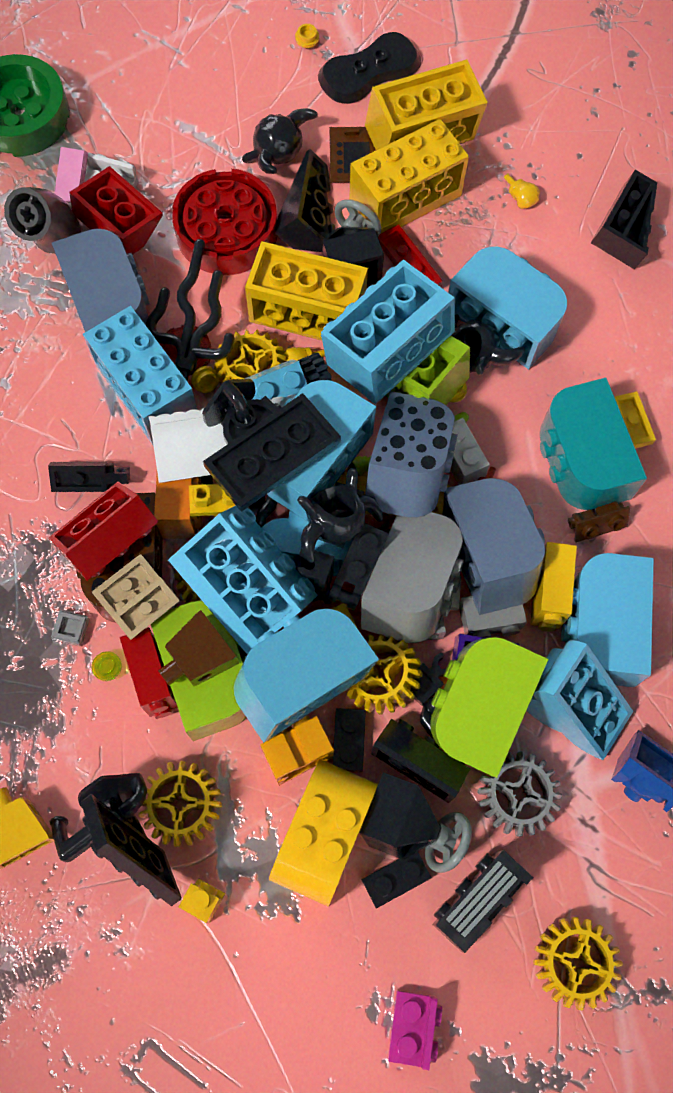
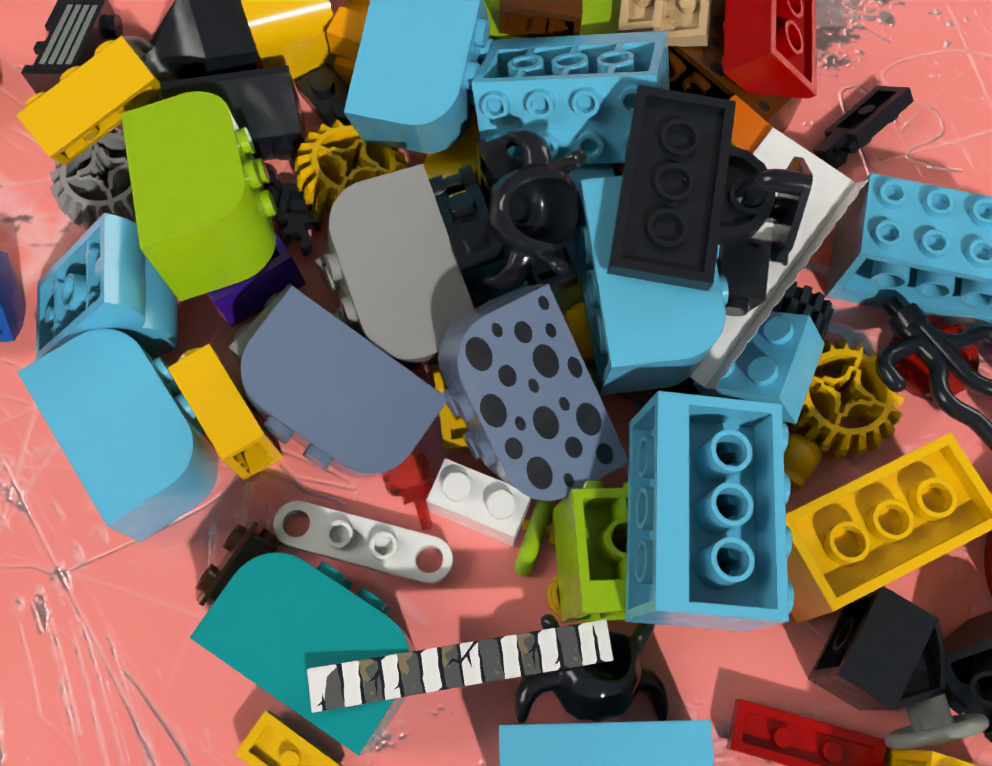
camera: 140 degrees right, 0 degrees up
(204, 379) = (871, 330): yellow plate -> none
(503, 821) = (89, 101): none -> yellow brick
(530, 484) = (362, 542): none -> white plate
(539, 379) = (458, 665): none -> sticker

